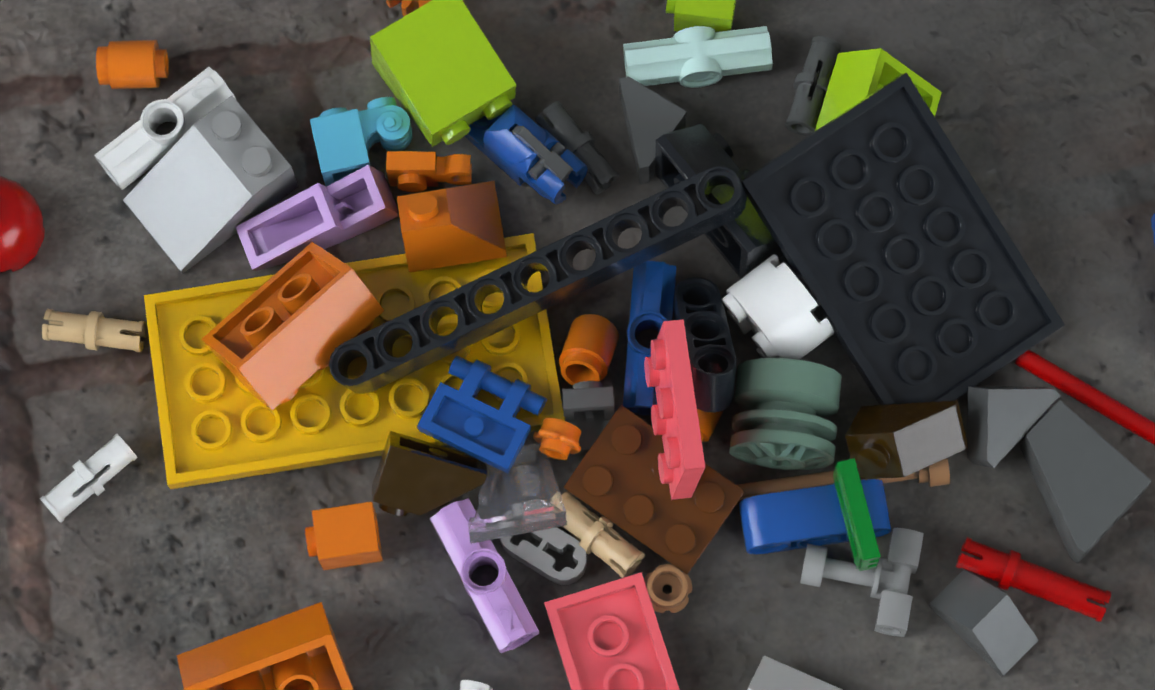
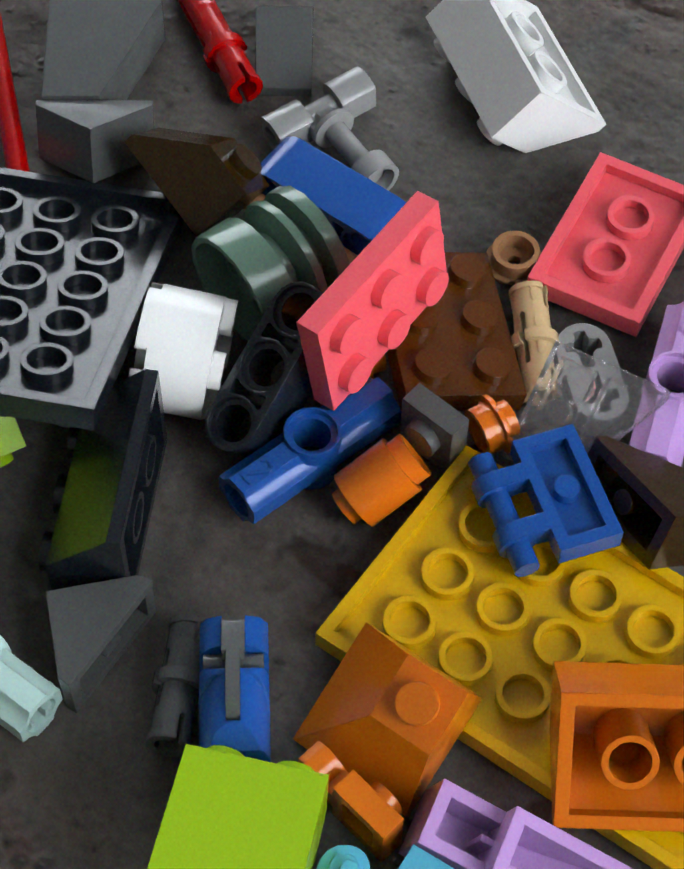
camera: 140 degrees left, 15 degrees down
(563, 282) = (358, 496): black beam -> none
(856, 515) = (309, 133): green tile -> none

